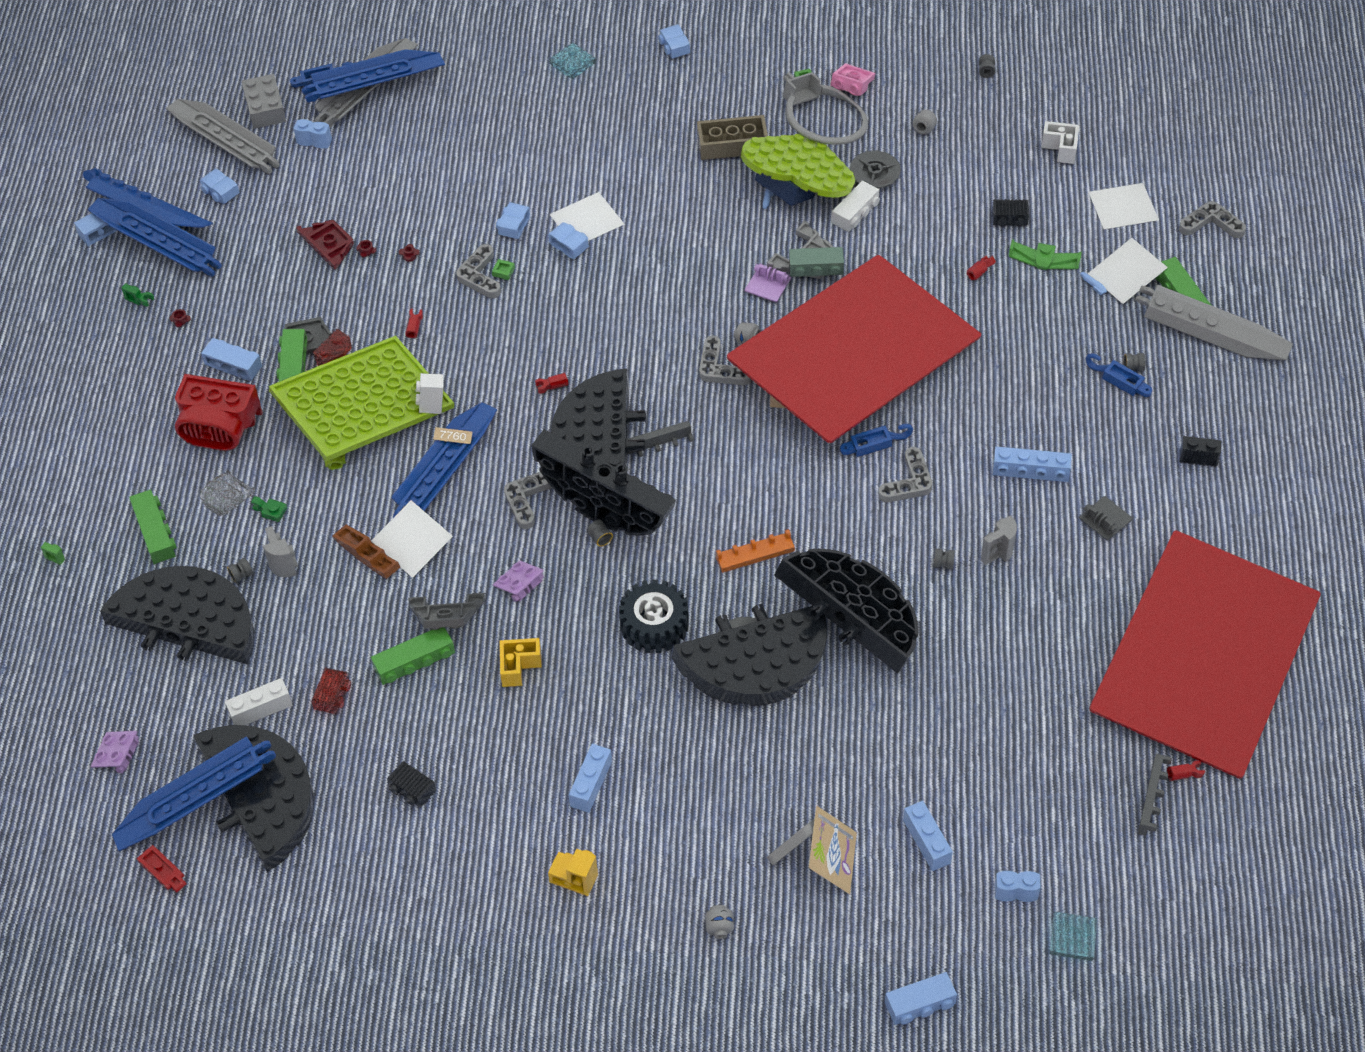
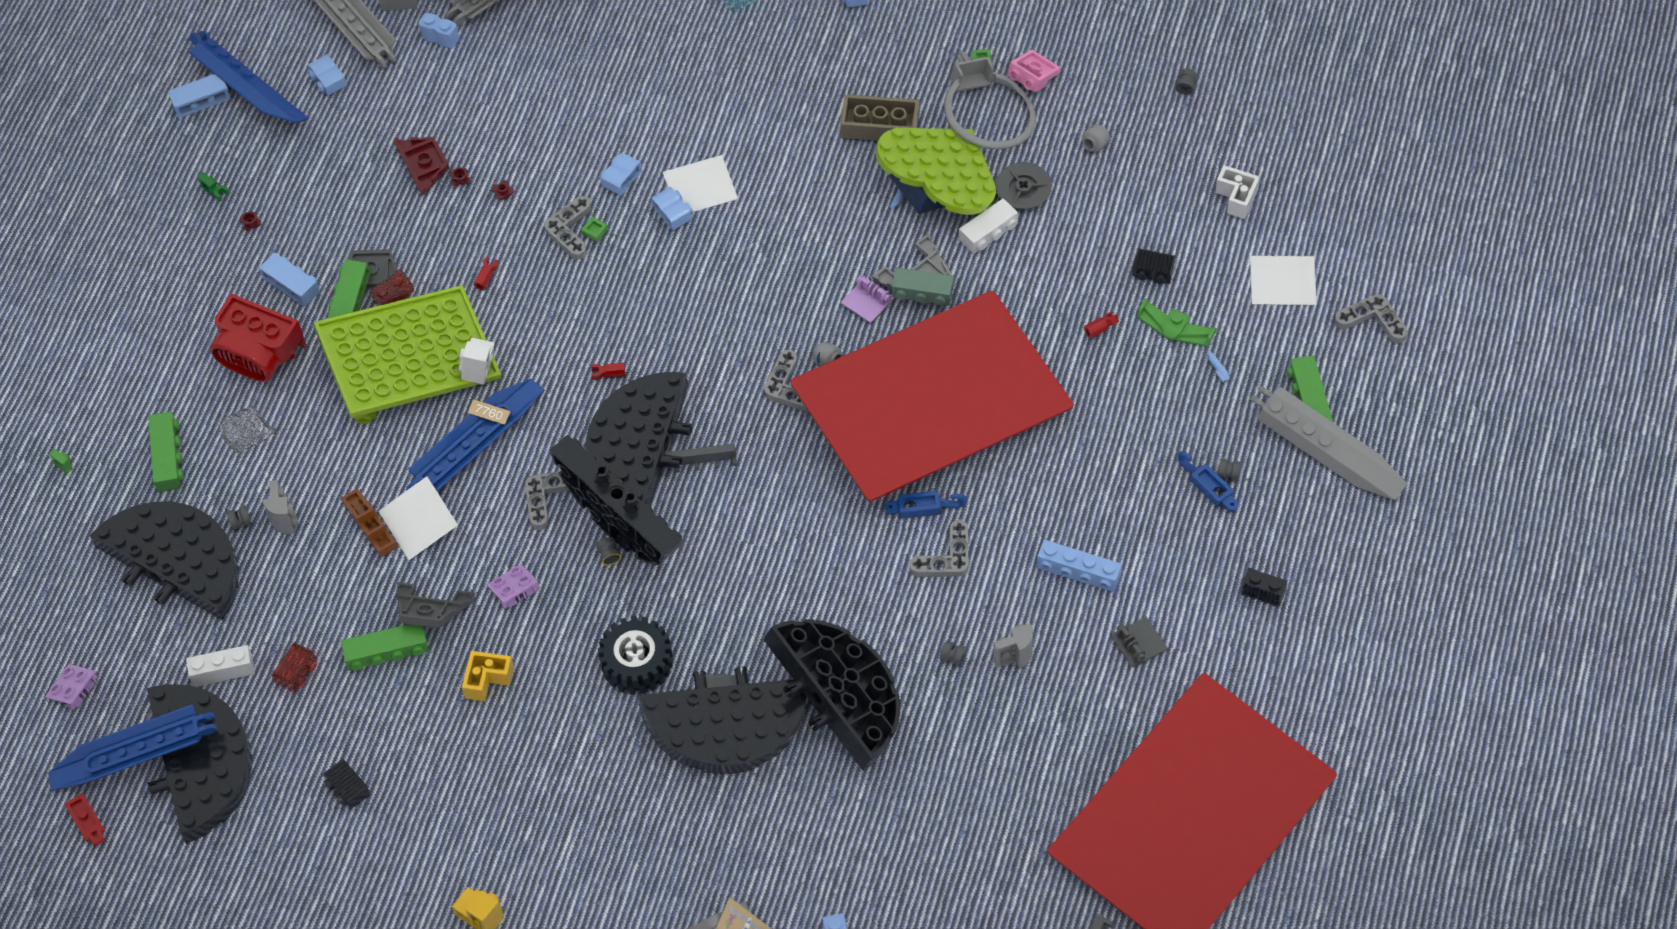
camera: 15 degrees right, 5 degrees up
(157, 234) = (247, 121): blue hinge -> none
(271, 509) = (288, 456): green plate -> none
(590, 778) = (523, 815): light blue brick -> none
(755, 551) = (762, 604): orange hinge -> none
(1127, 270) = (1258, 360): white sticker -> none

